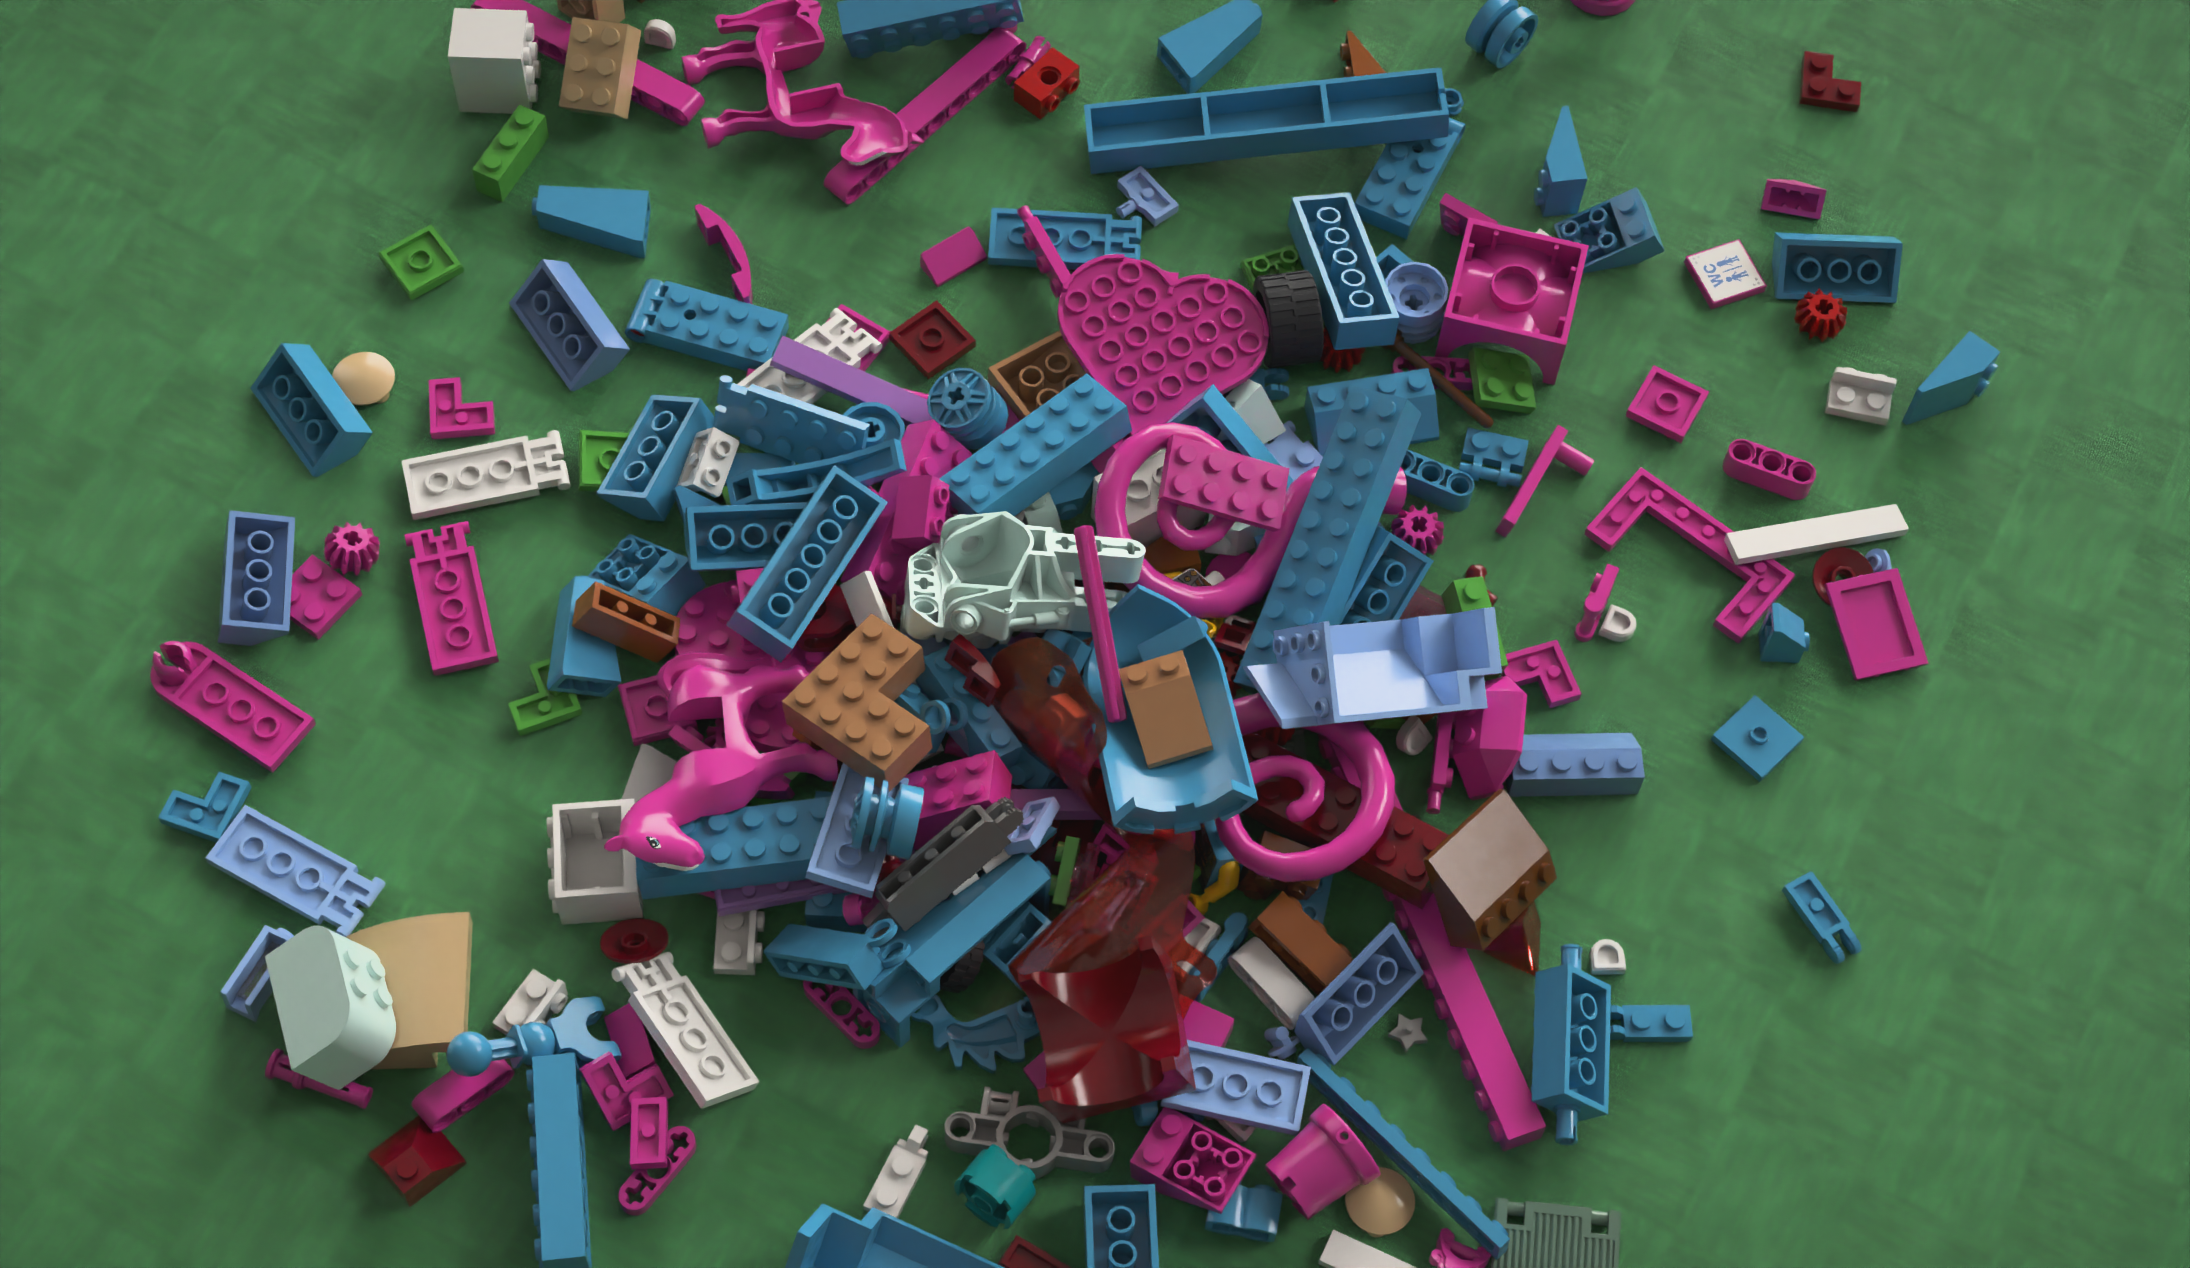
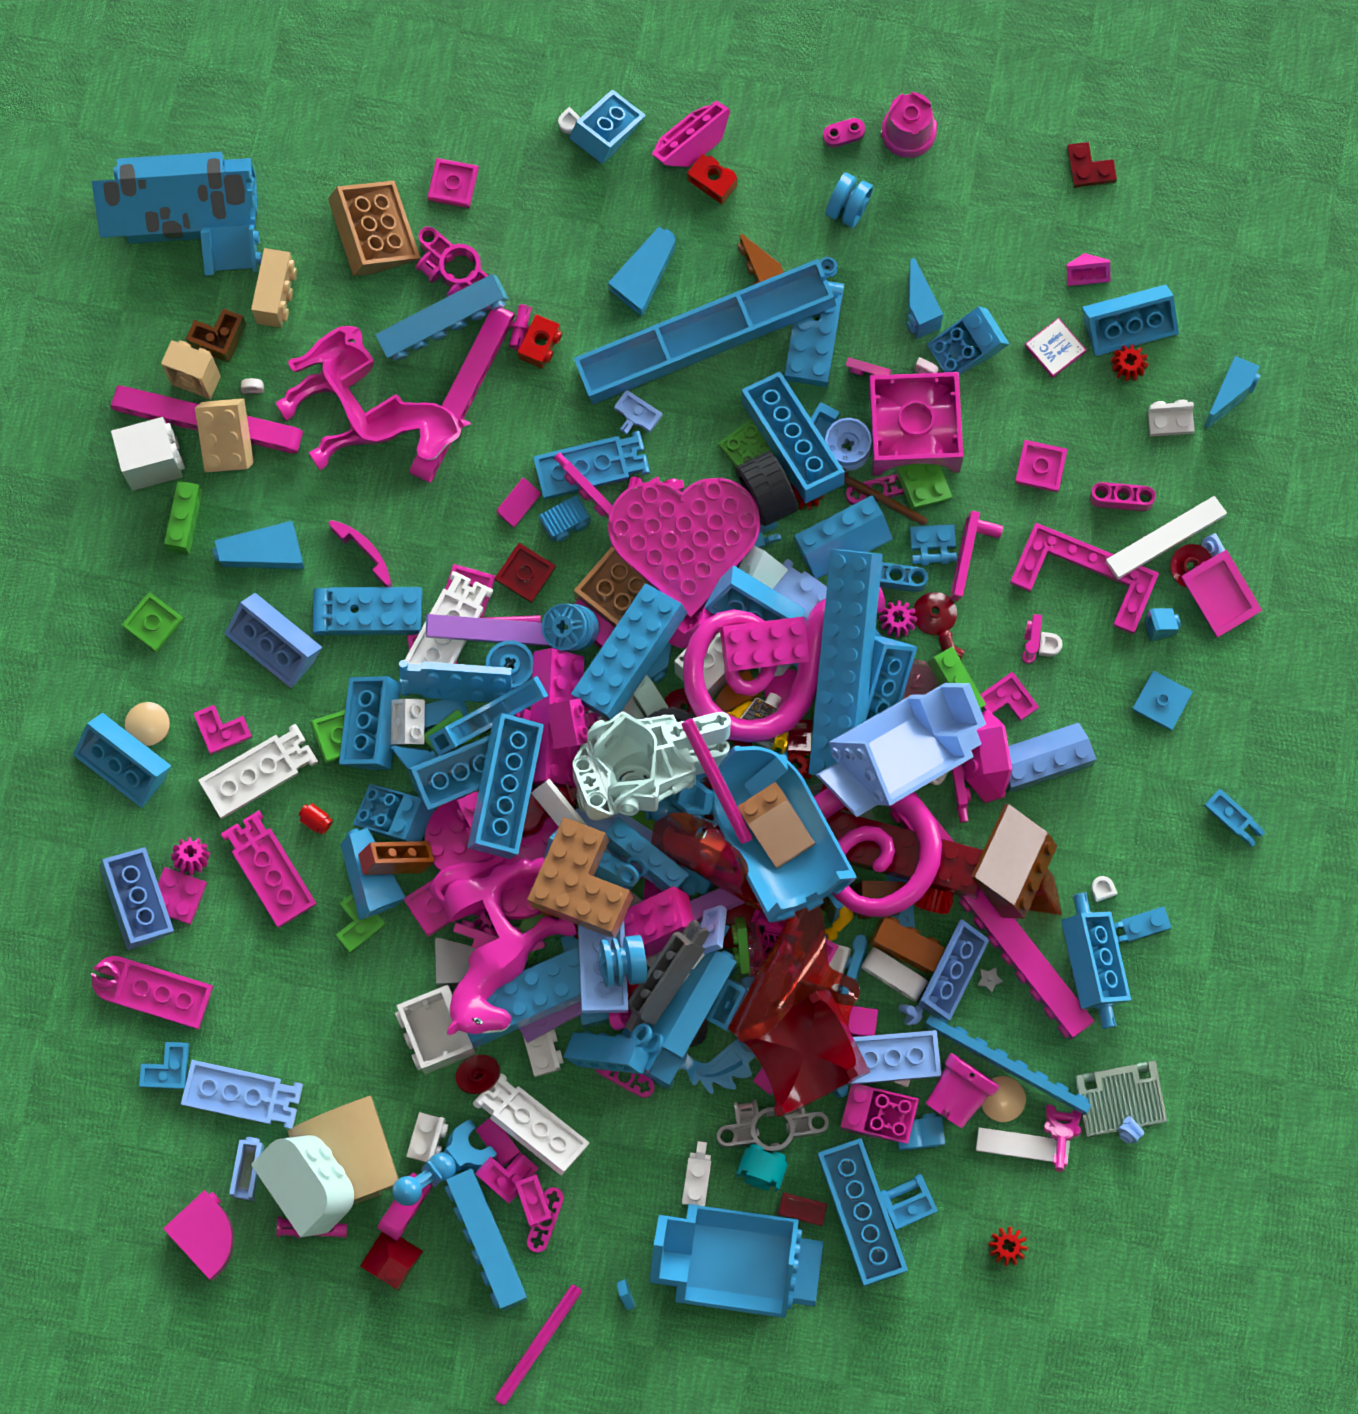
camera: 10 degrees left, 15 degrees up
(165, 1041) = (204, 1234): none -> dark pink brick
(538, 553) = (315, 819): none -> red brick
(968, 660) = (649, 838): dark red slope -> none
(1007, 290) = (564, 519): none -> dark azure brick
(1360, 896) = (936, 901): none -> red gear
(1462, 552) = (931, 623): none -> dark red dish

